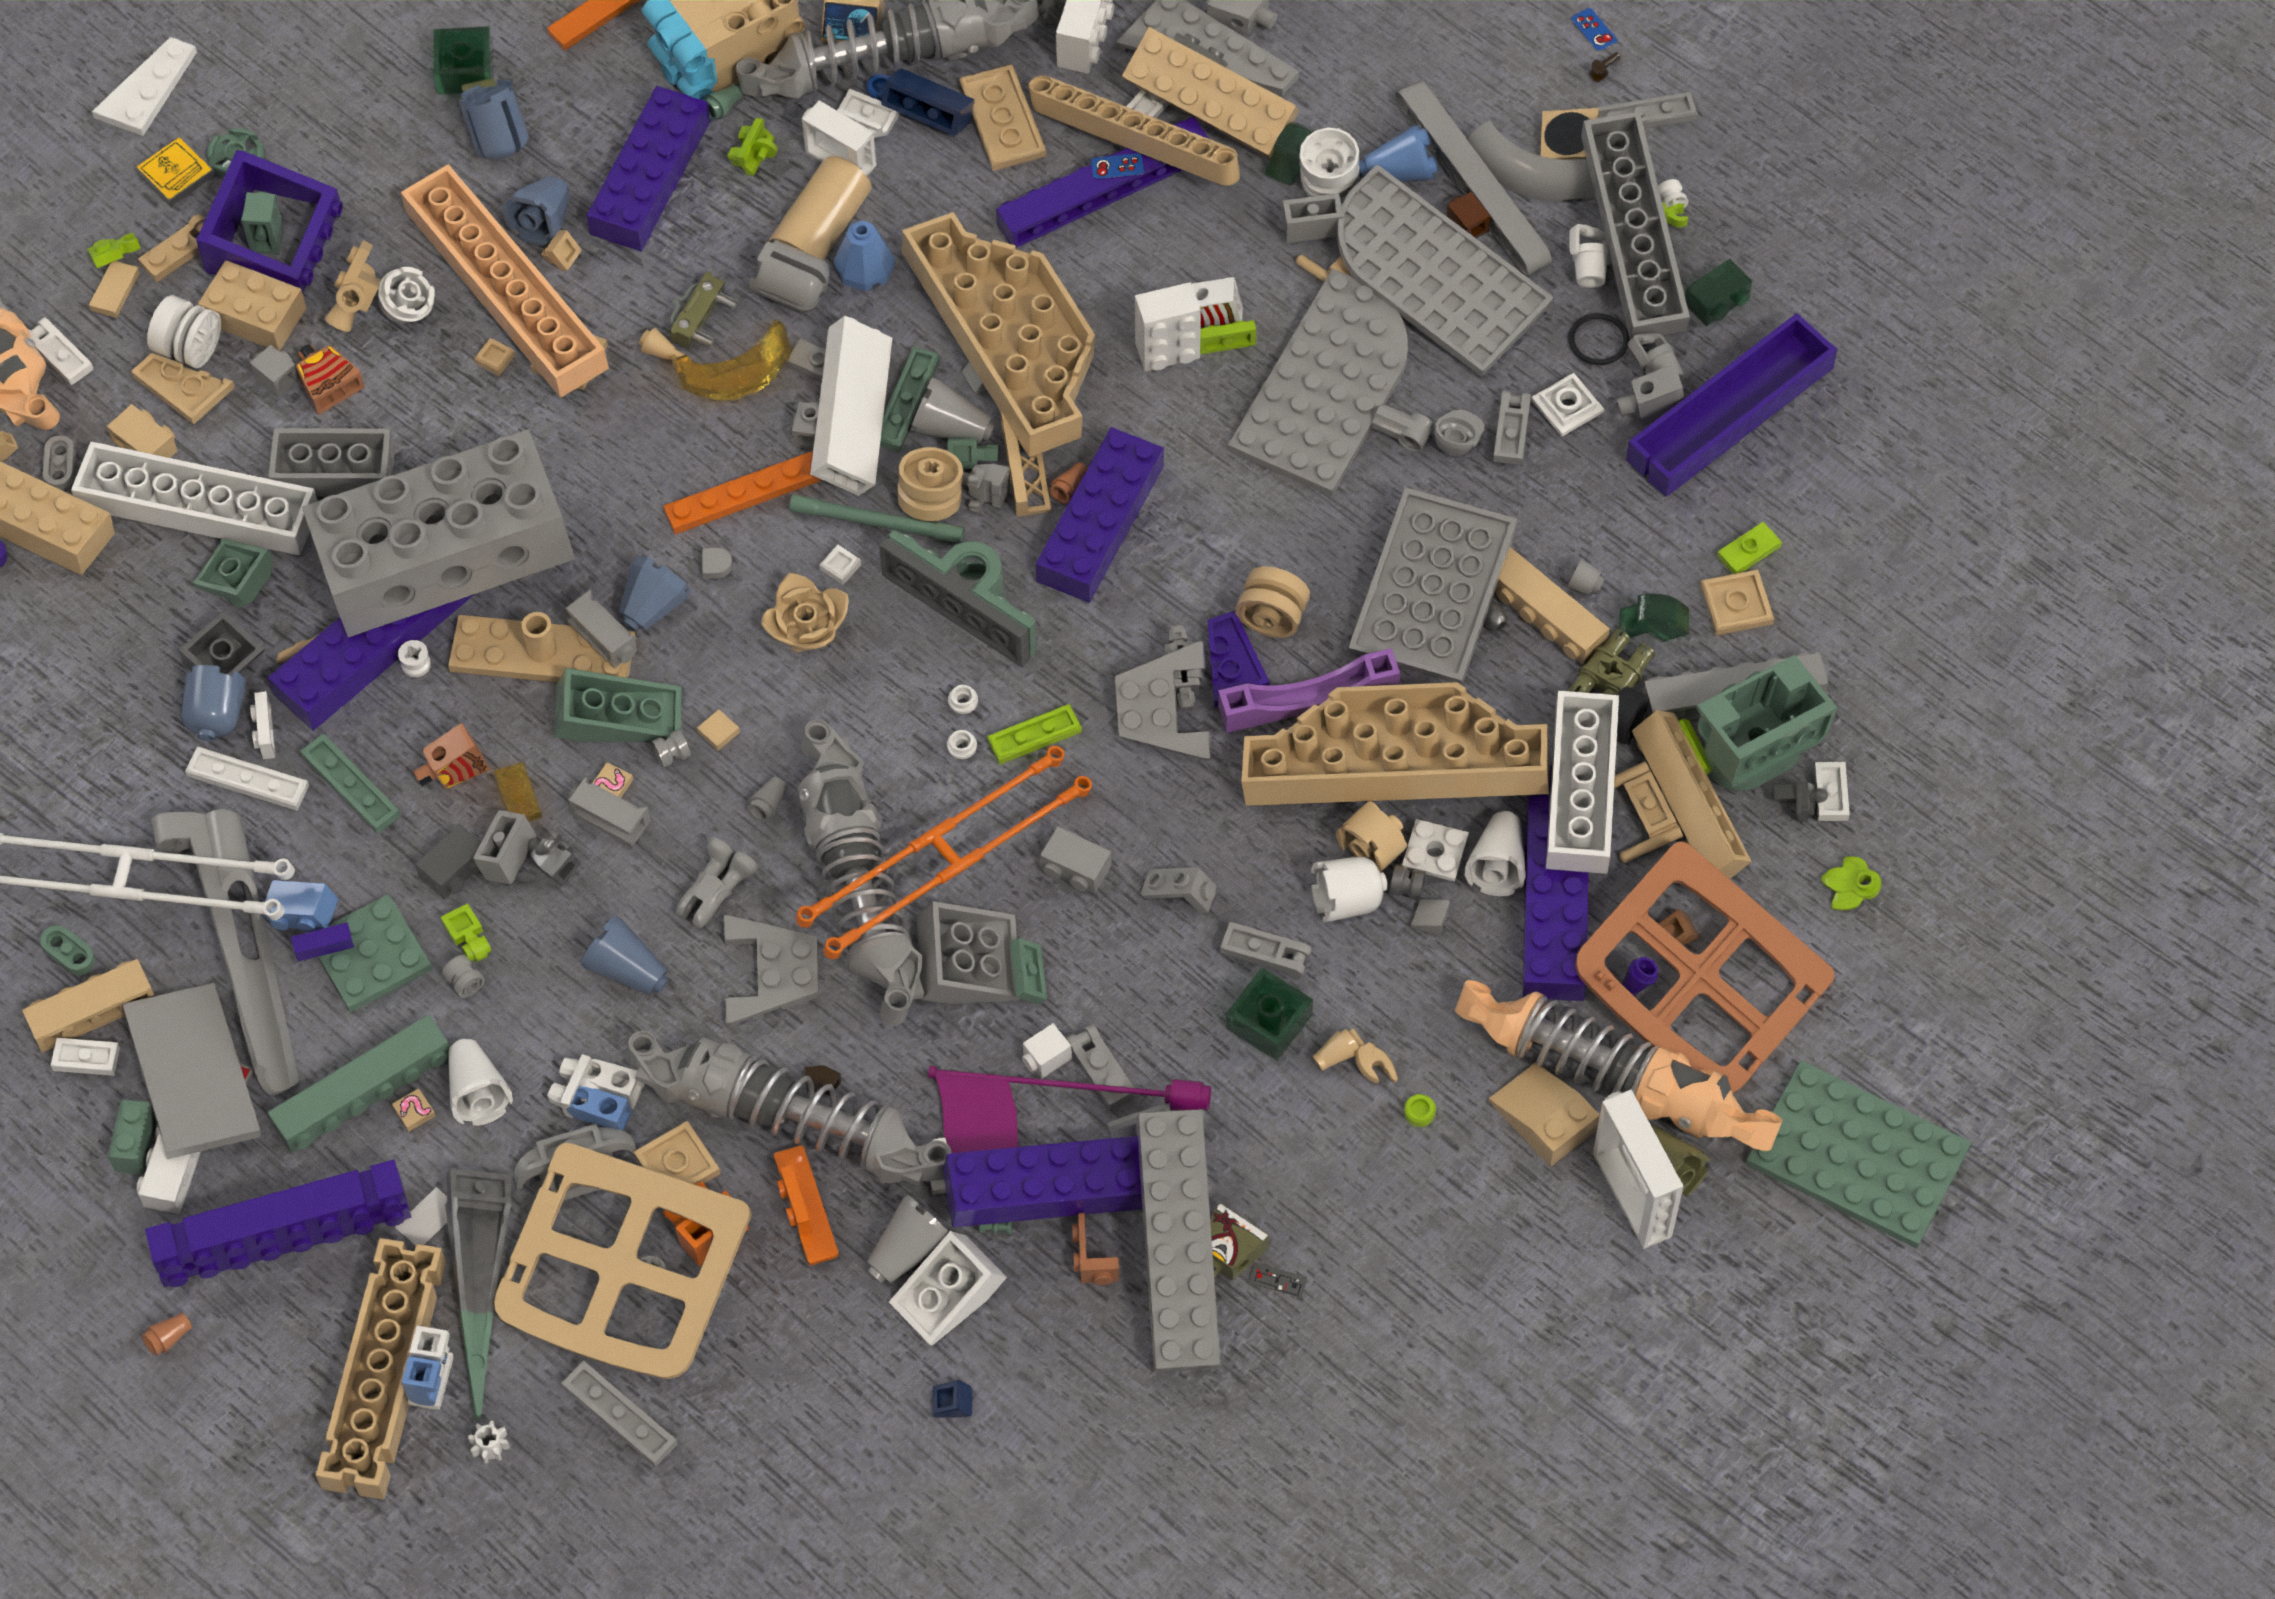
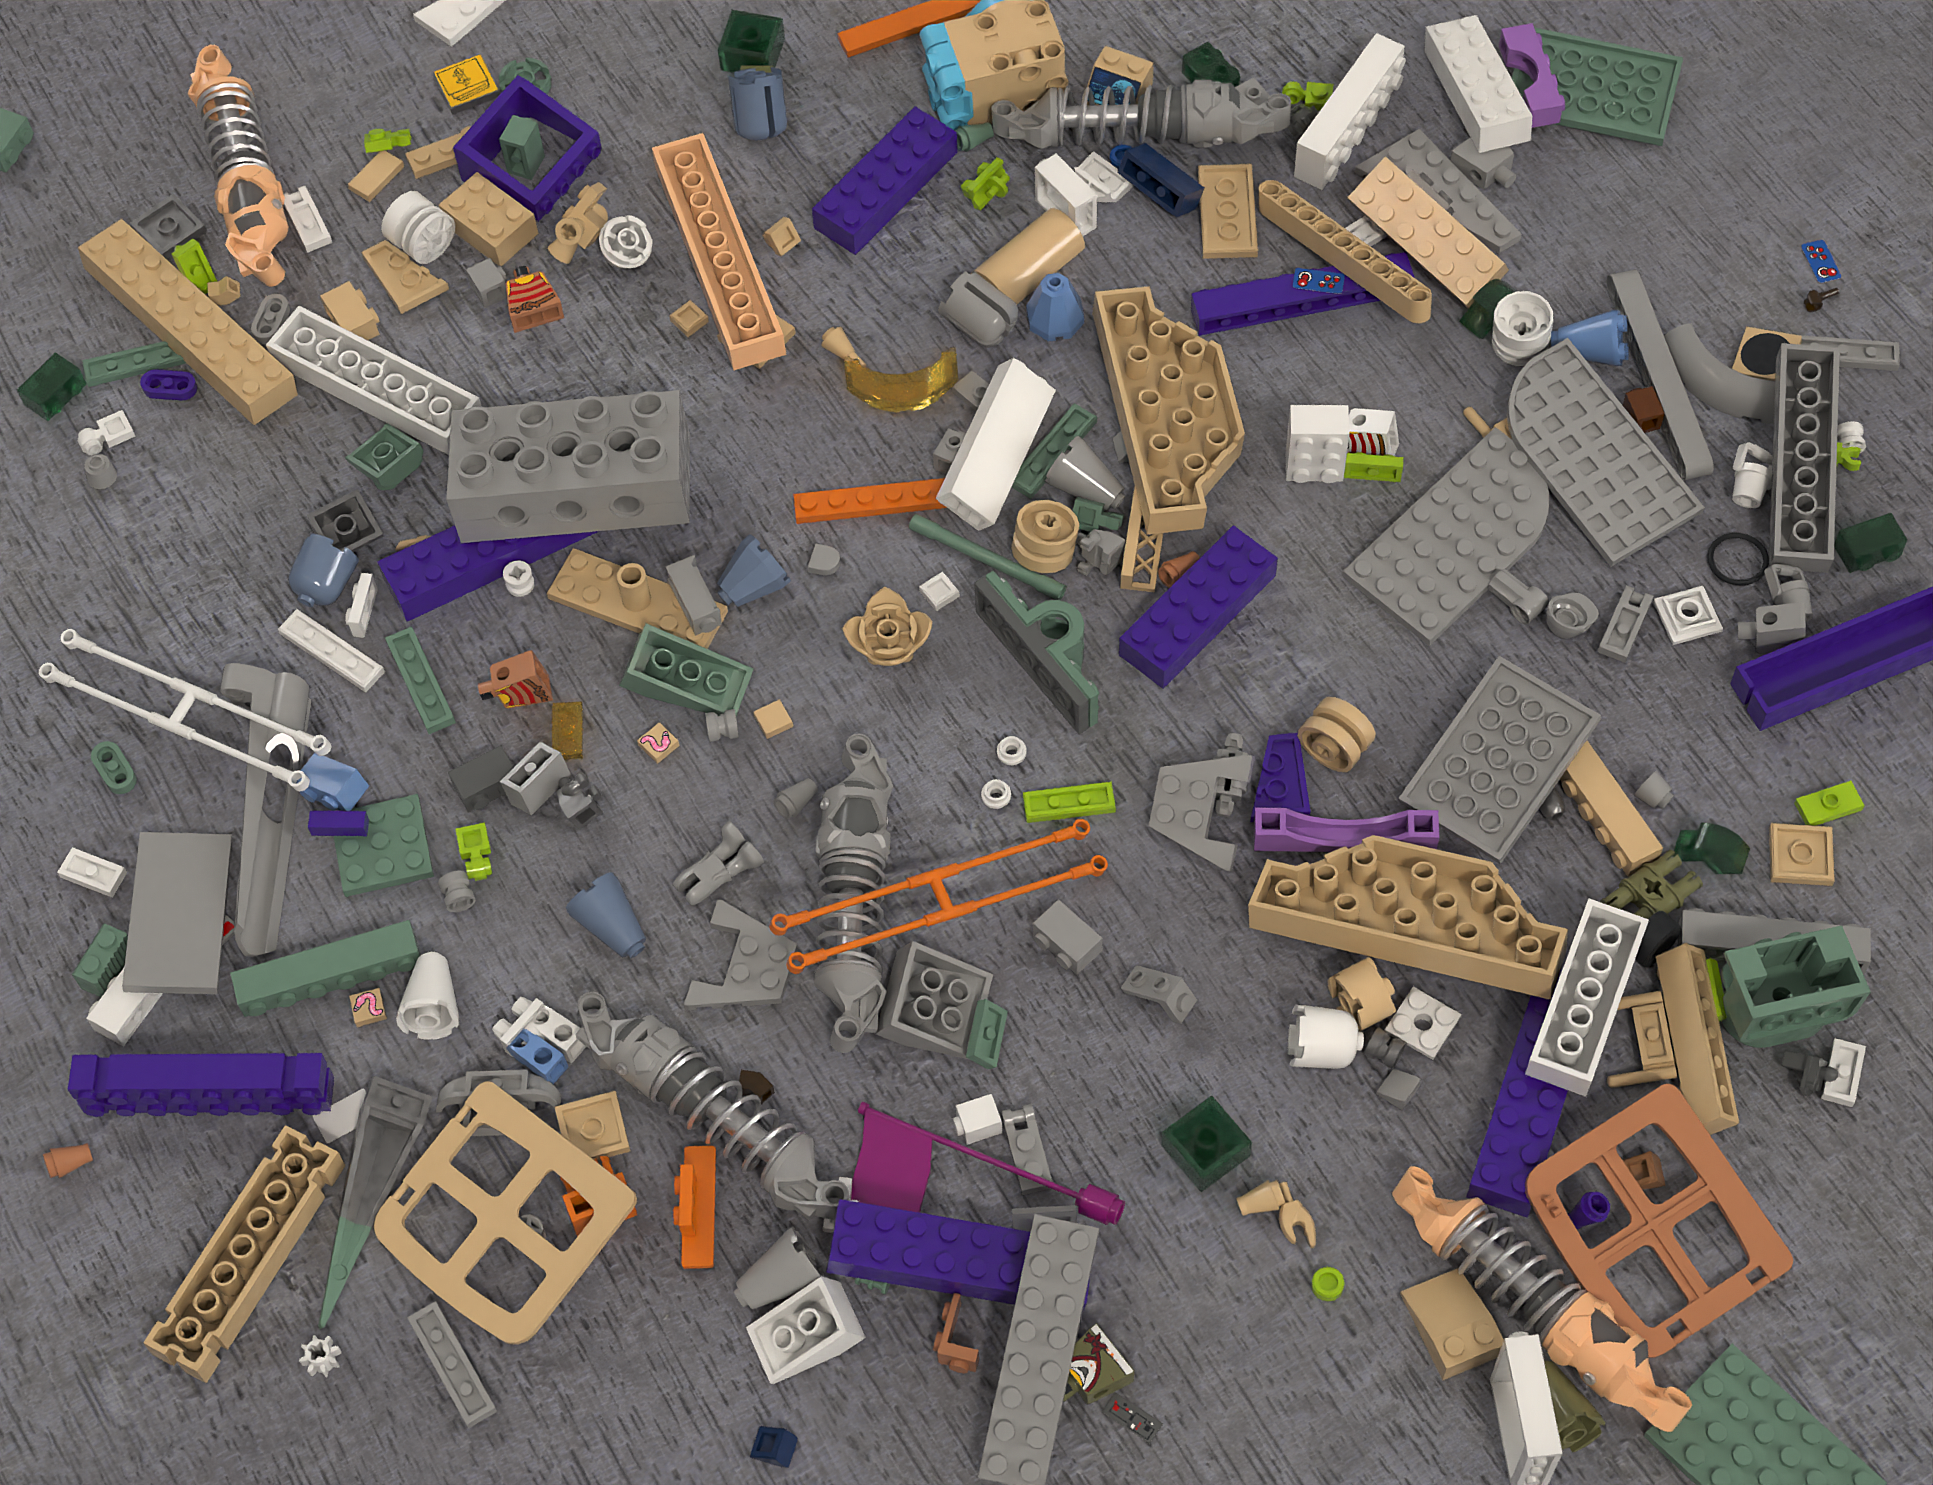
camera: 20 degrees right, 0 degrees up
(87, 1005) = (110, 824): tan brick -> none
(331, 457) = (506, 373): light grey brick -> none
(427, 1368) = (283, 1267): hips -> none
(538, 210) = (771, 193): sand blue cone -> none
(608, 812) = (644, 770): light grey window -> none
(697, 310) = (886, 321): olive piece -> none
(1265, 949) = (1223, 1076): light grey plate -> none
(1311, 217) = (1489, 373): light grey brick -> none
(1498, 857) = (1483, 1047): white cone -> none
(1847, 883) = (1833, 1170): lime plate -> none

